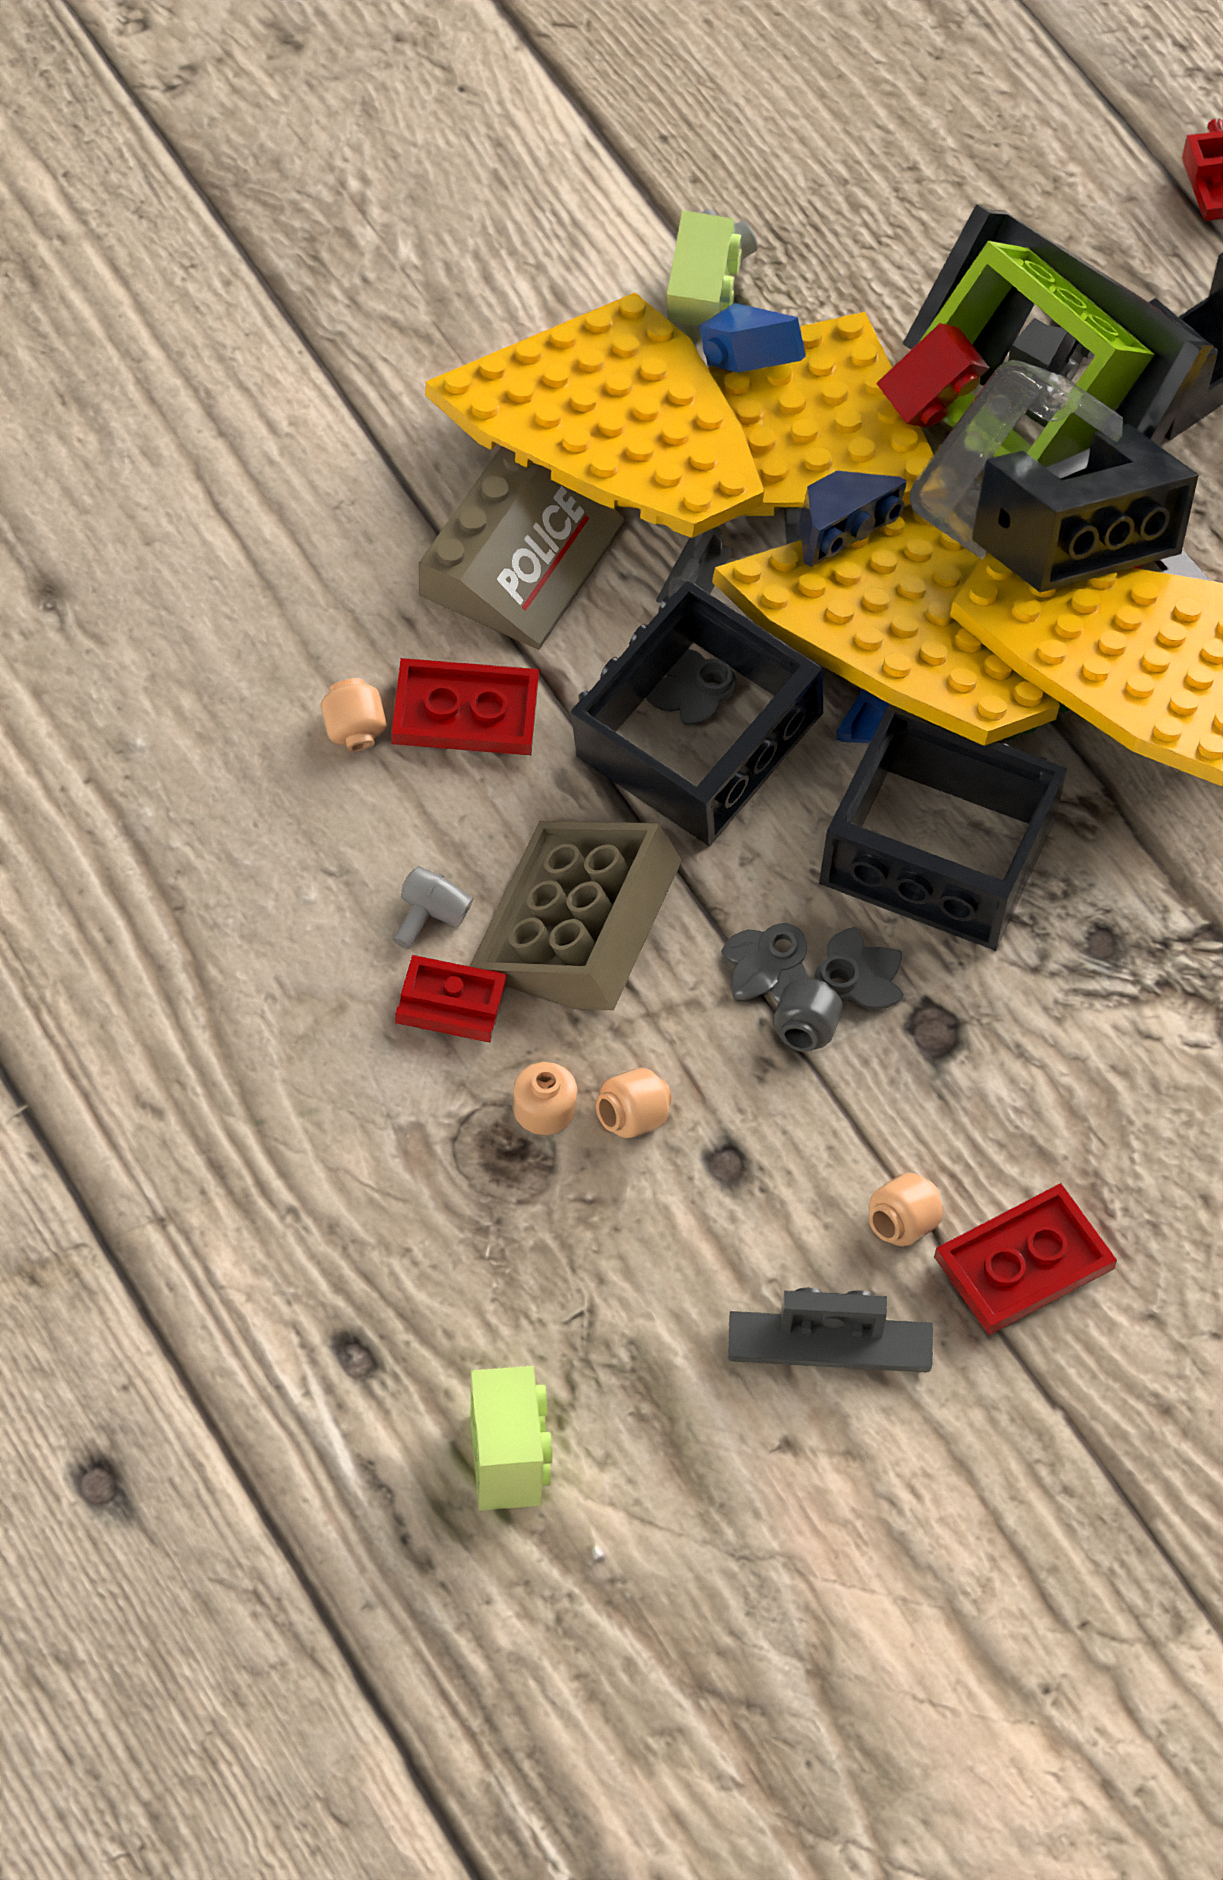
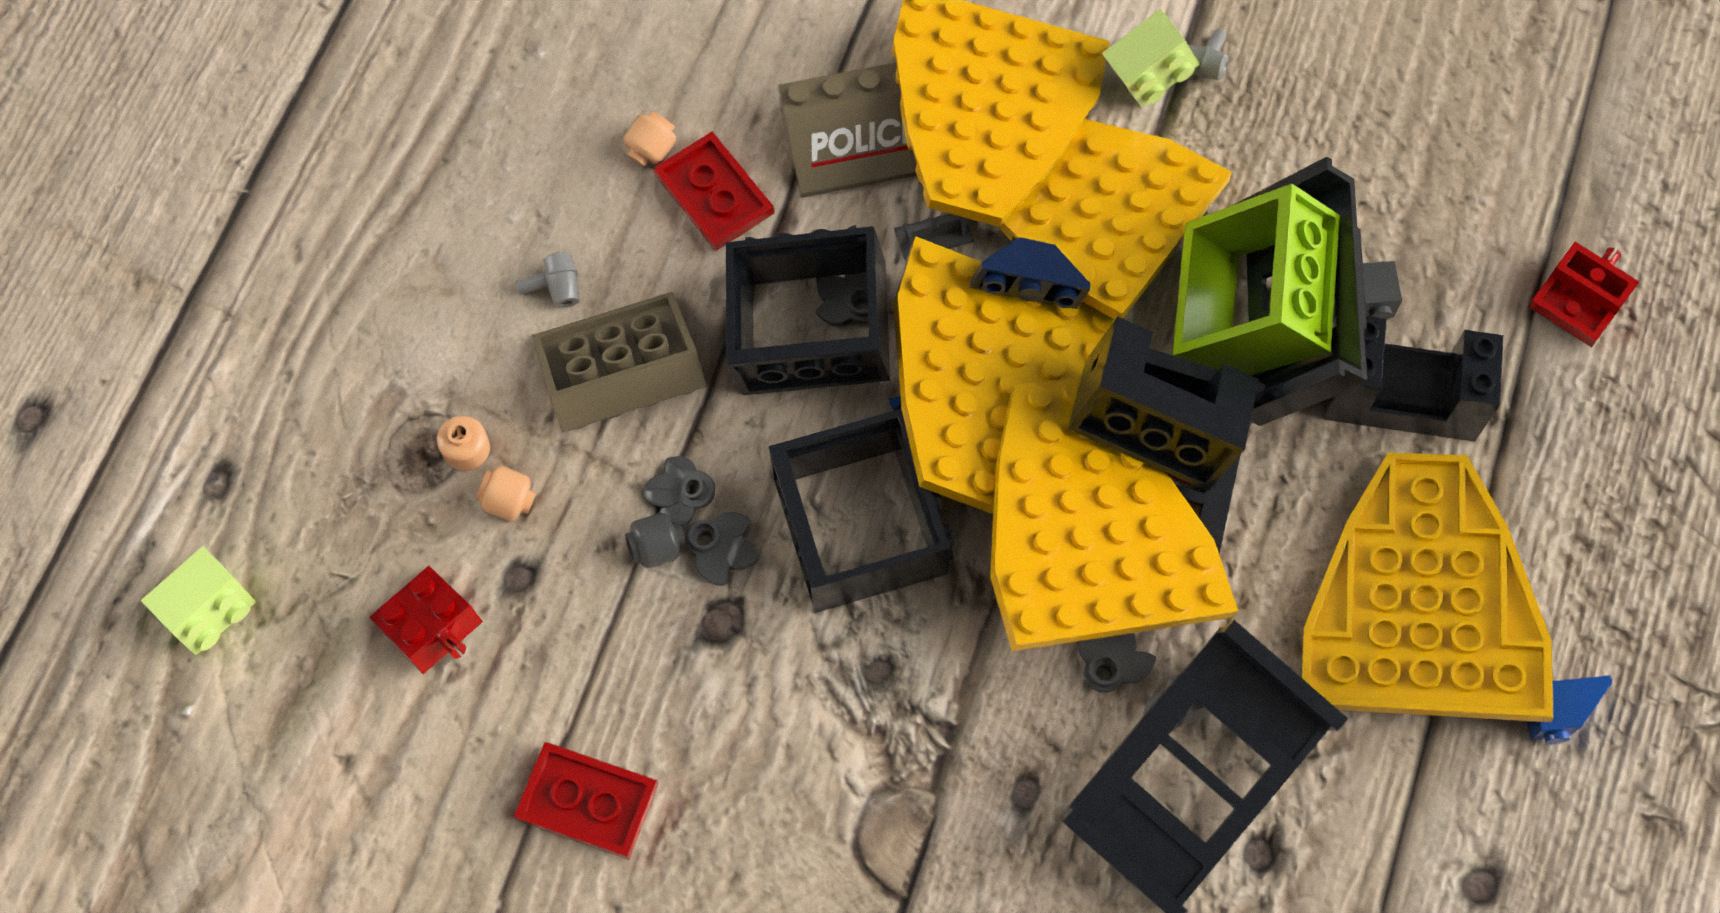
camera: 55 degrees right, 10 degrees up
(451, 998) = (498, 341): red plate -> none
(708, 1263) = (427, 620): none -> red plate
(751, 339) = (1125, 124): blue slope -> none
(831, 1332) = (433, 731): dark grey bracket -> none
(905, 1209) = (559, 702): light nougat head -> none
(933, 376) = (1187, 241): red brick -> none
(947, 485) = (1163, 298): clear windscreen -> none

